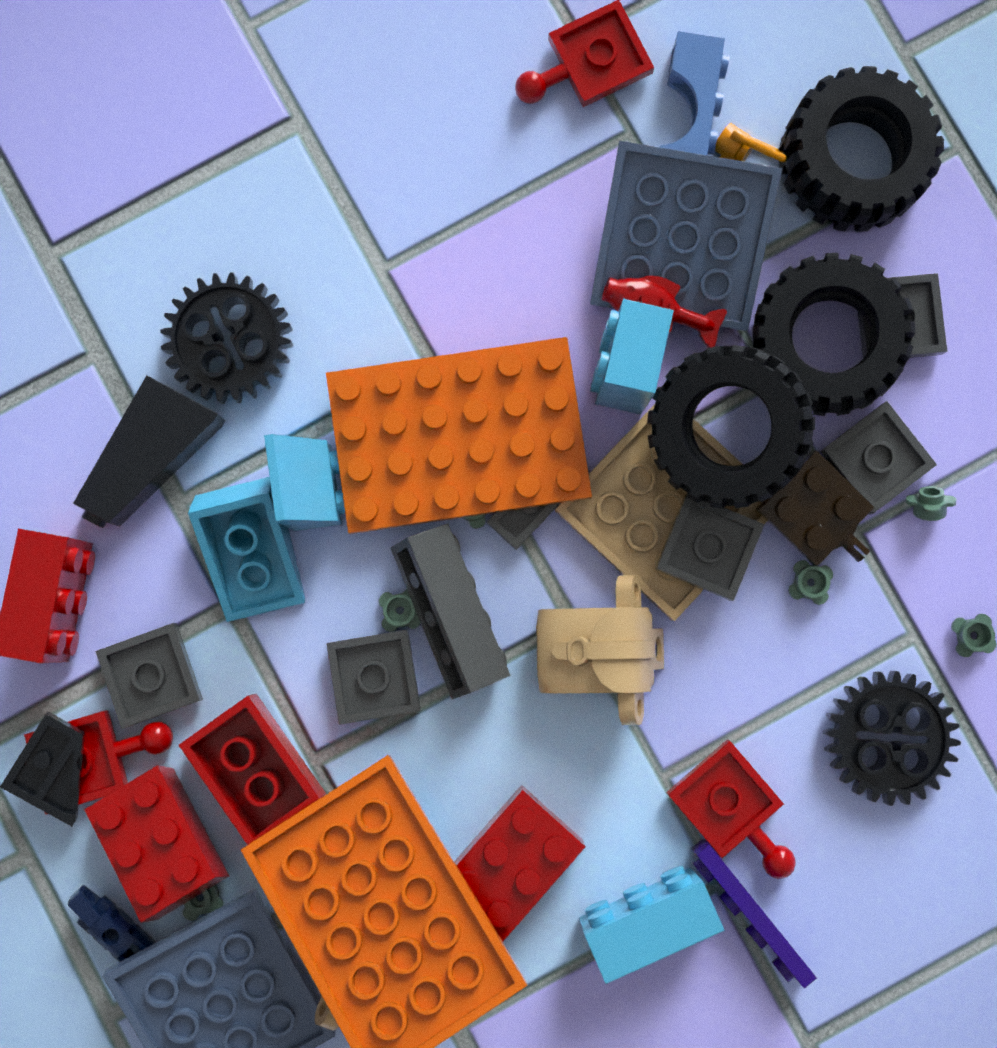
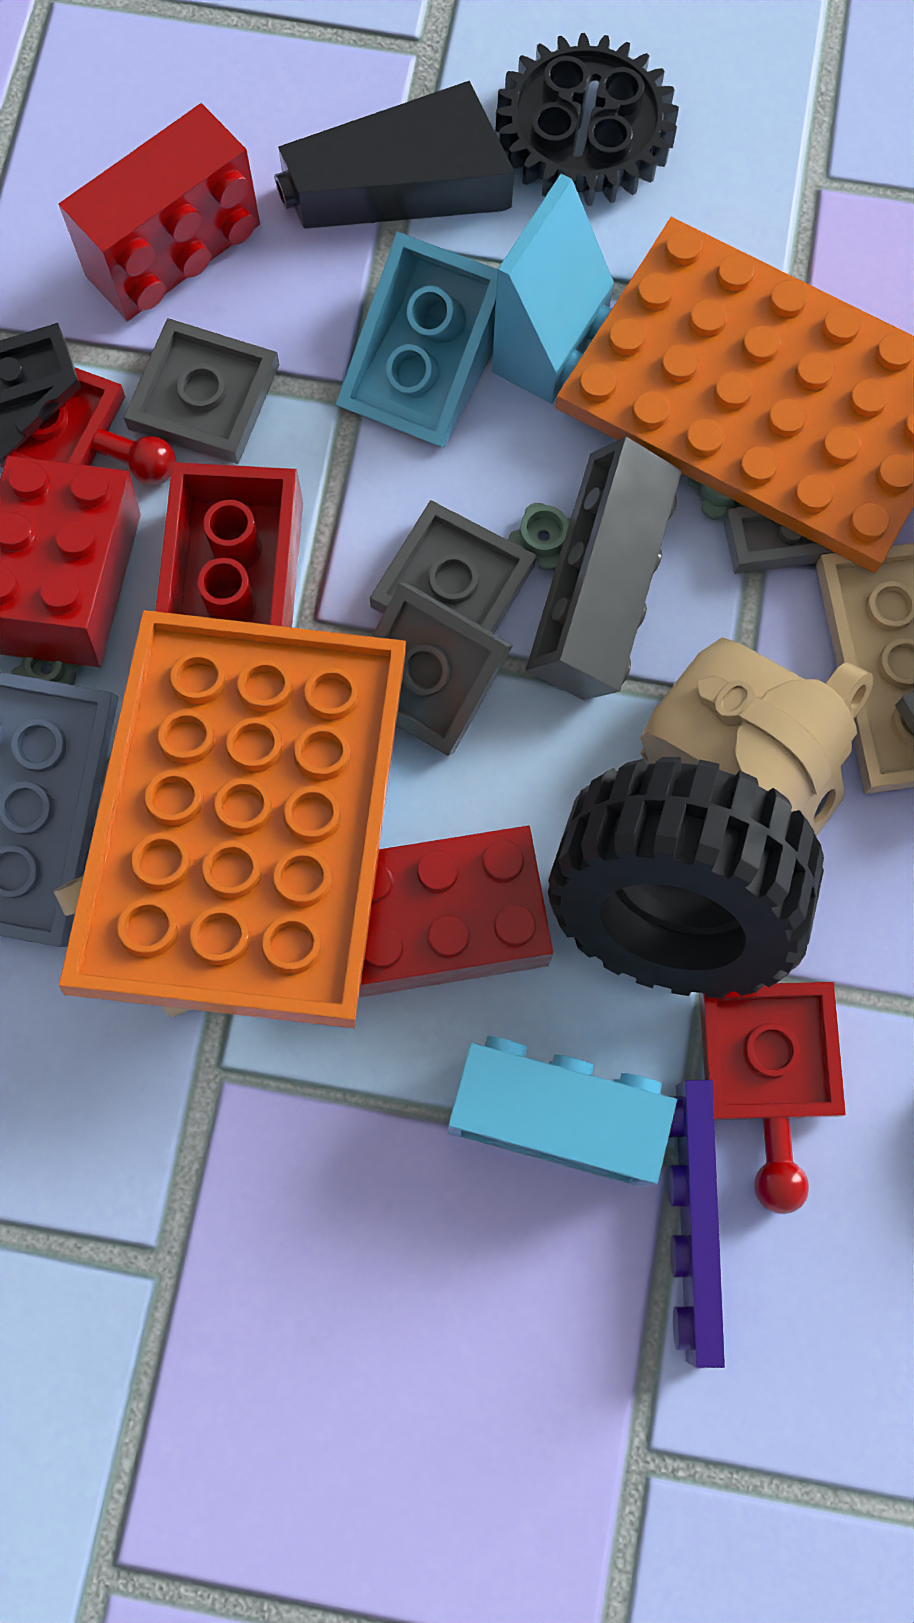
camera: 40 degrees right, 10 degrees down
(407, 733) = (445, 666): none -> dark grey plate
(624, 766) = (687, 878): none -> black tyre

